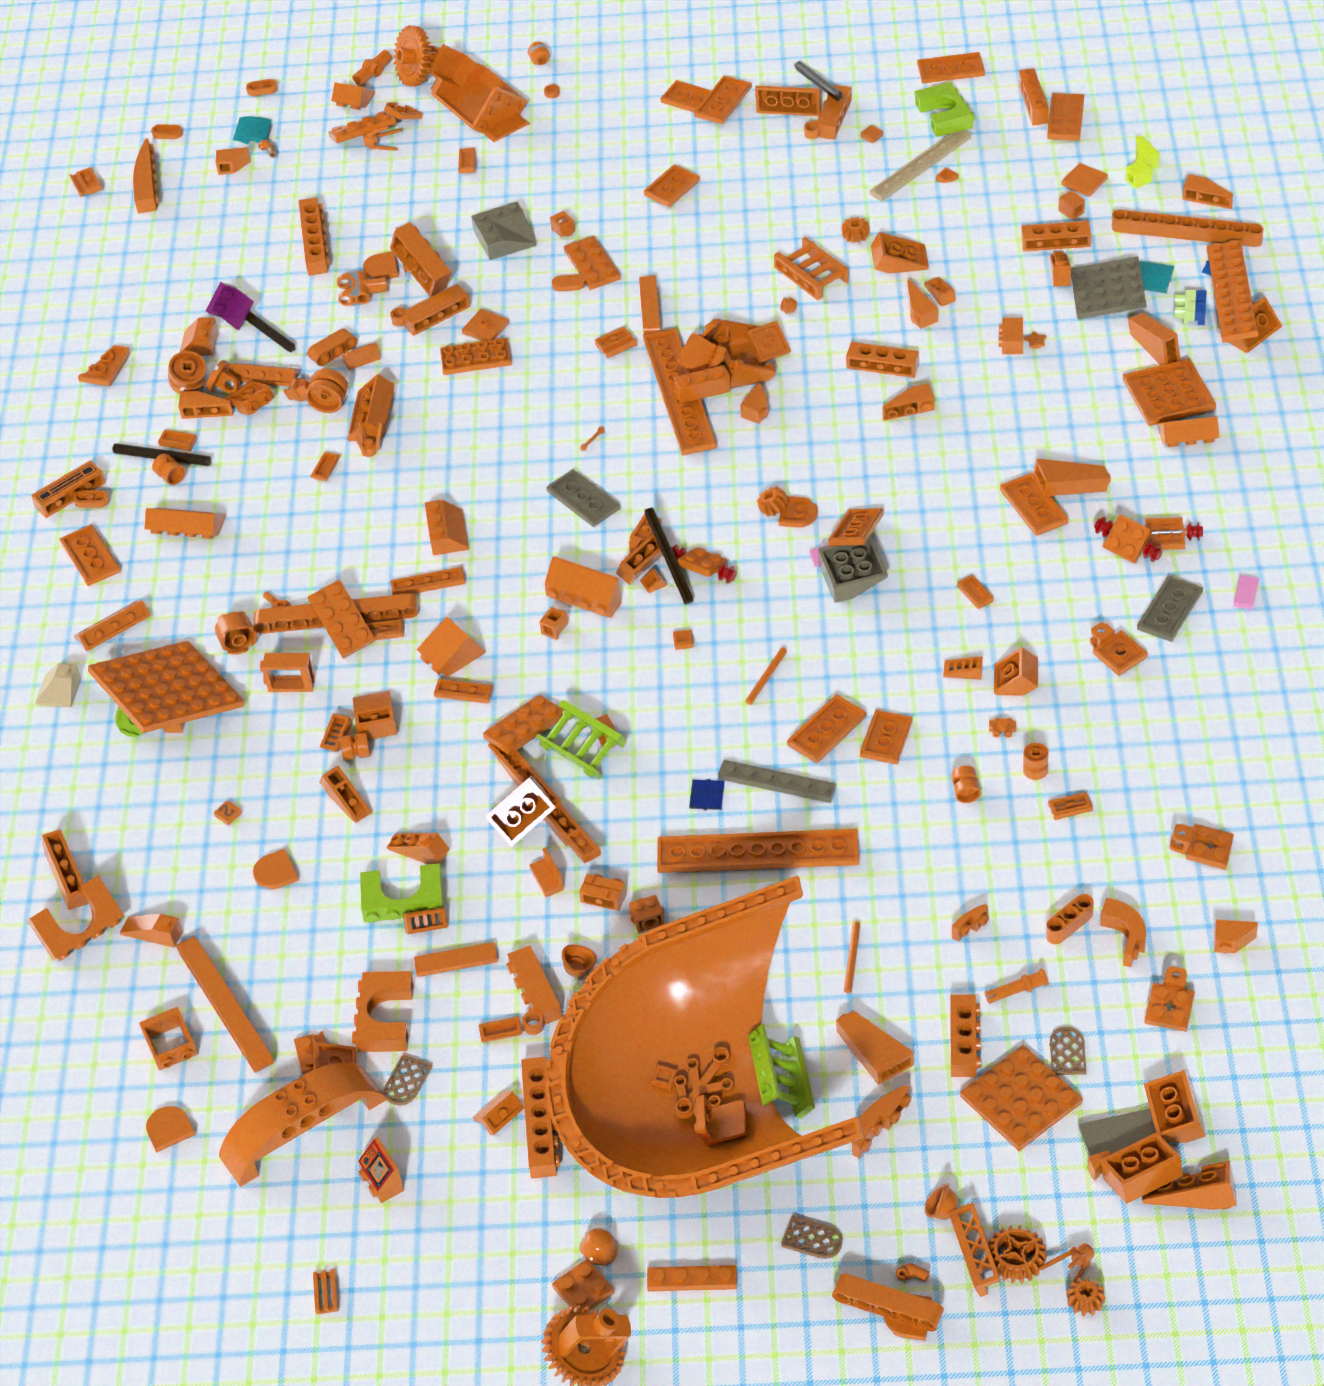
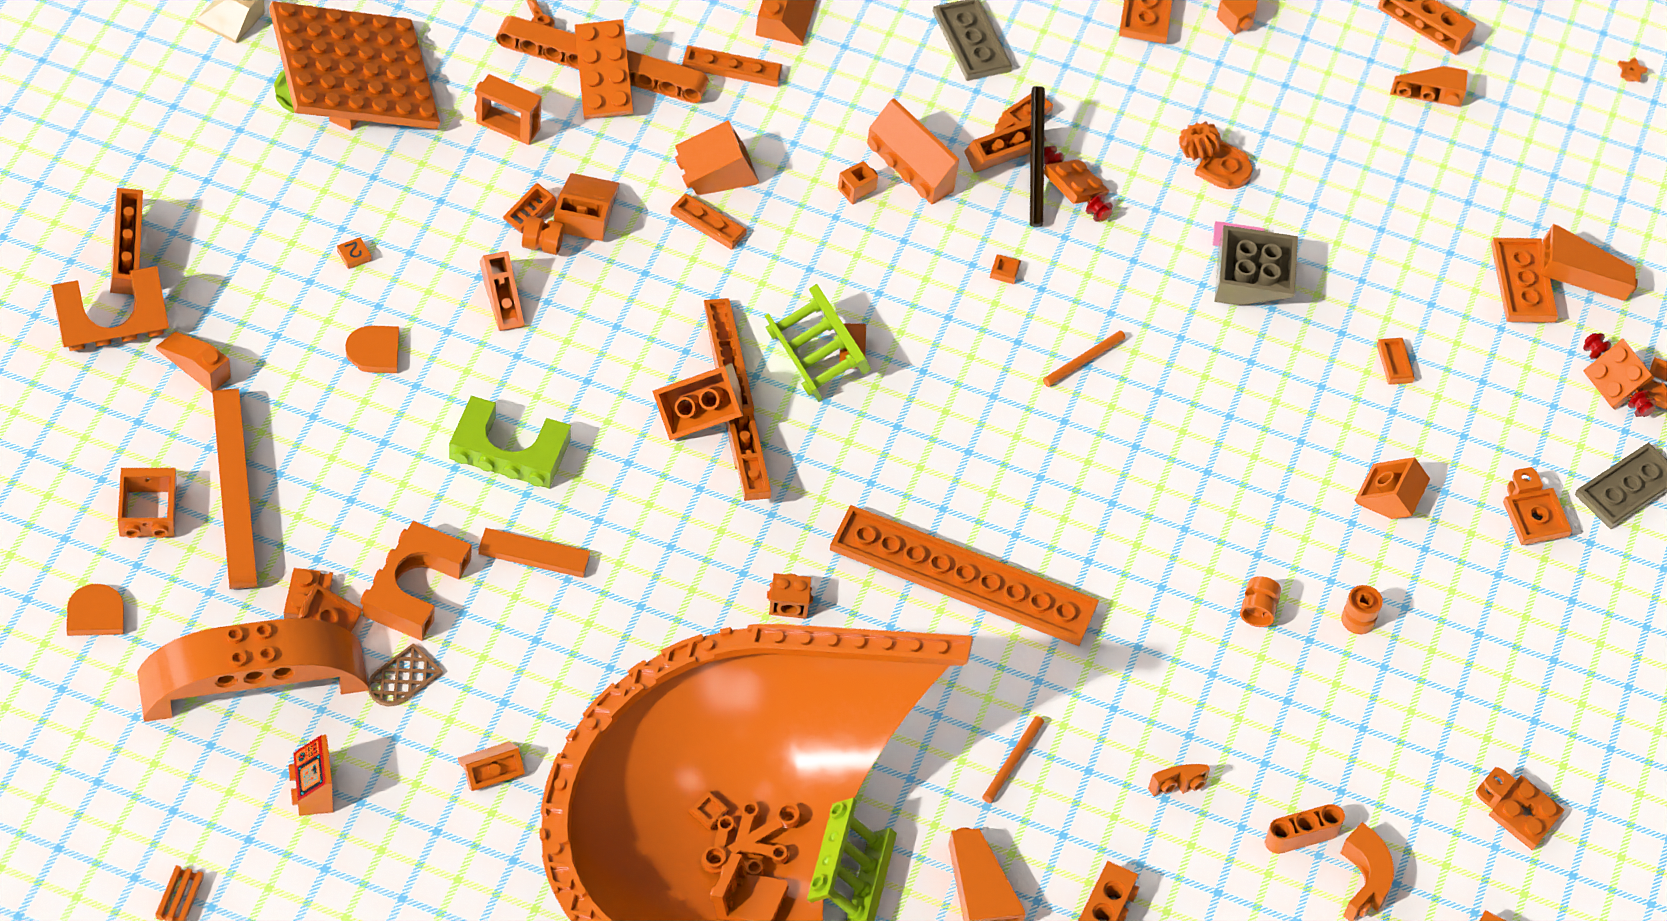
camera: 10 degrees right, 5 degrees up
(235, 632) = (469, 33): orange brick -> none
(384, 631) = (650, 108): orange tile -> none
(407, 921) = (519, 498): orange slope -> none
(423, 847) = (559, 393): orange slope -> none
(500, 1029) = (544, 663): orange tile -> none
(523, 724) = (758, 294): orange plate -> none
(535, 990) = (609, 632): orange hinge -> none
(539, 1164) = (506, 851): orange brick -> none
(547, 874) = (694, 495): orange panel -> none
(578, 960) = (678, 617): orange helmet -> none
(603, 892) = (750, 545): orange brick -> none
(653, 581) = (1005, 180): orange slope -> none
(707, 794) = (938, 477): clear blue piece -> none
(777, 781) = (1031, 497): dark tan plate -> none
(826, 728) = (1124, 457): orange plate -> none
(856, 527) = (1286, 216): orange tile -> none
(886, 737) = (1193, 499): orange tile -> none
(973, 664) = (1336, 462): orange slope -> none
(1000, 725) = (1343, 545): orange piece -> none
(1011, 336) = (1604, 52): orange brick -> none
(1026, 984) = (1208, 886): orange pin -> none
(1071, 808) = (1378, 688): orange tile -> none

